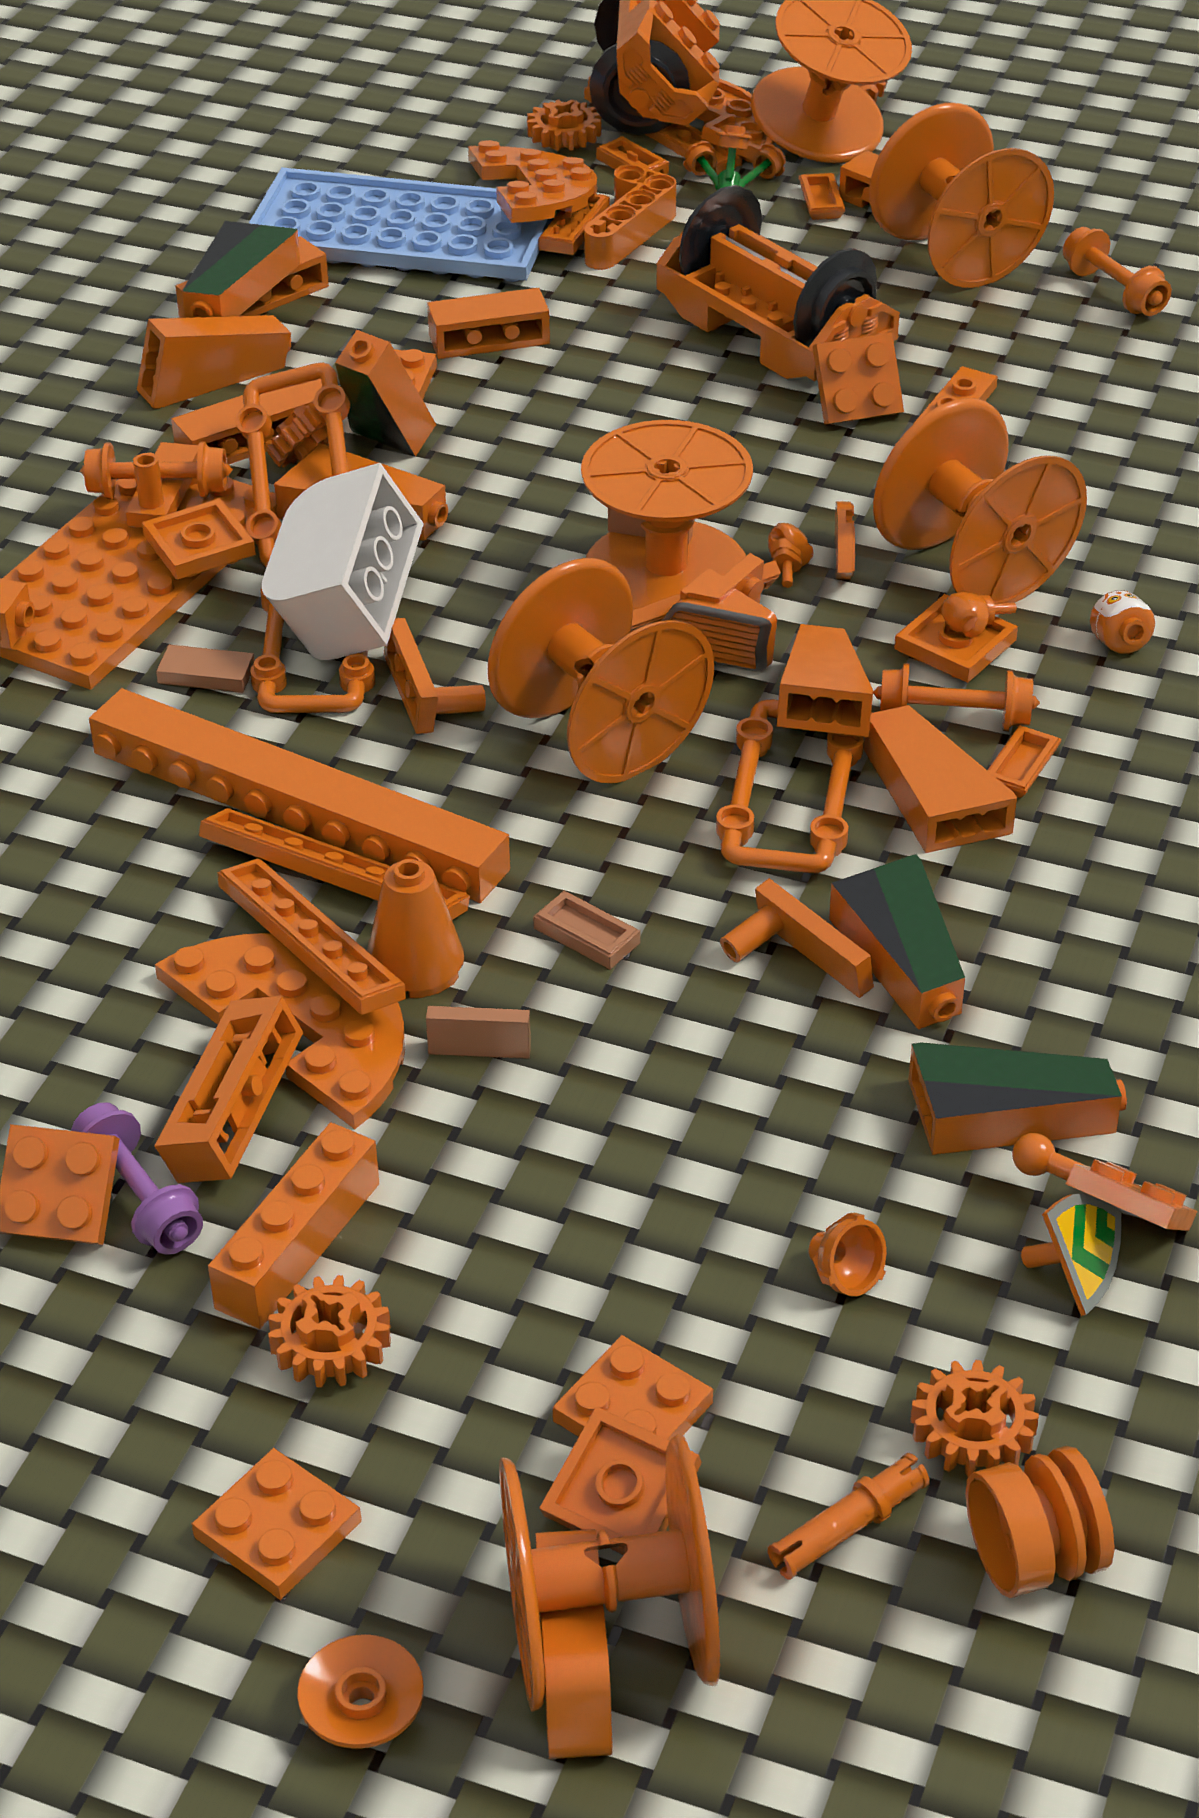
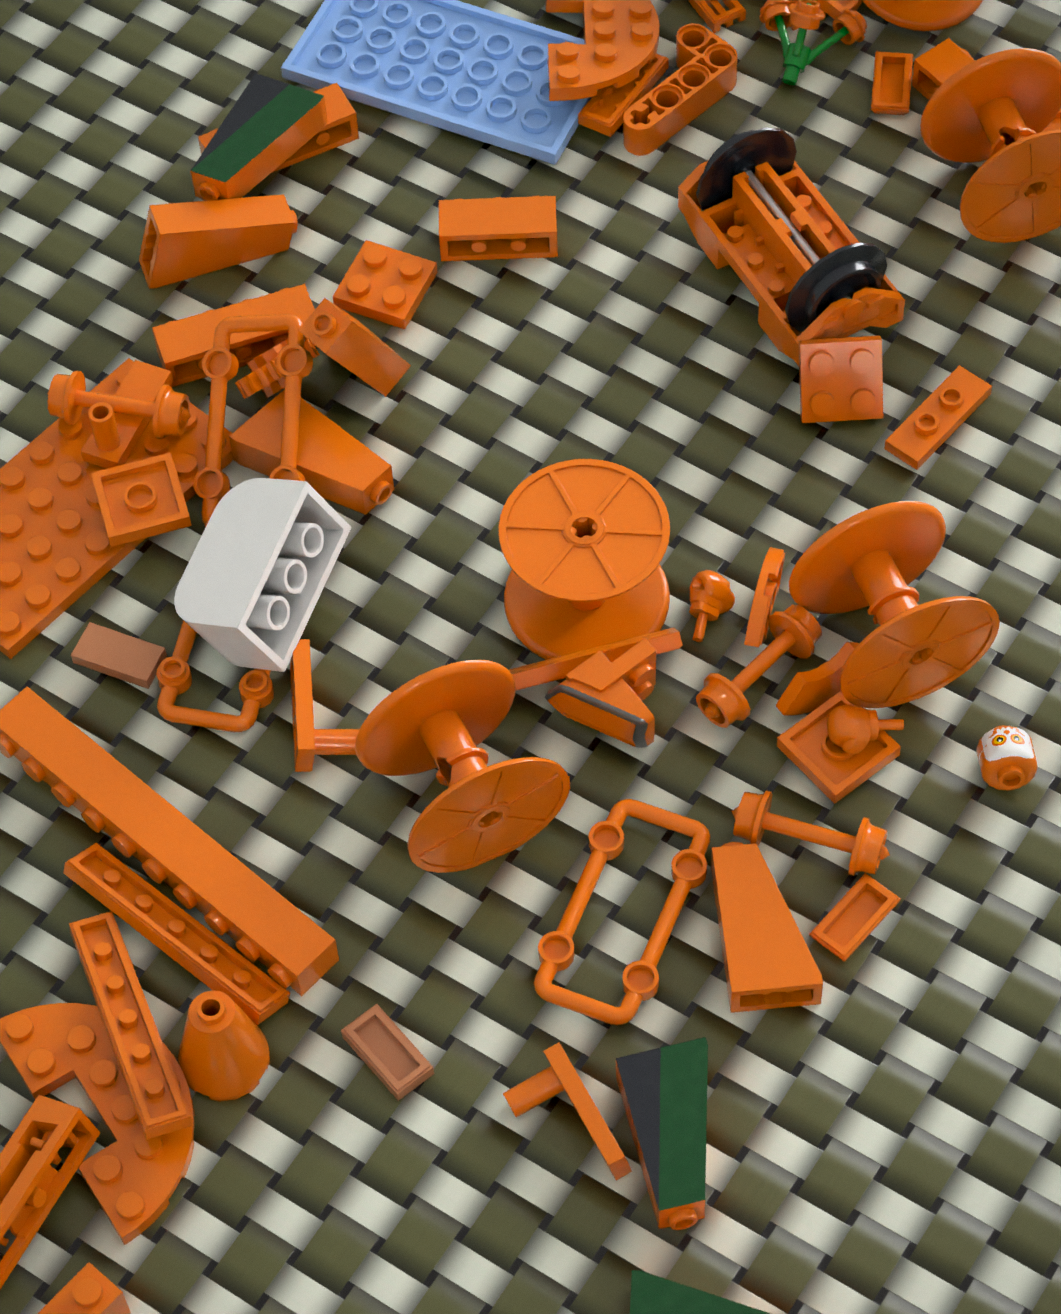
camera: 15 degrees right, 15 degrees up
(478, 1032) = (254, 1164): nougat tile -> none
(825, 685) = (679, 800): orange slope -> none
(880, 561) = (793, 631): none -> orange piece
(919, 592) = (814, 687): none -> orange tile

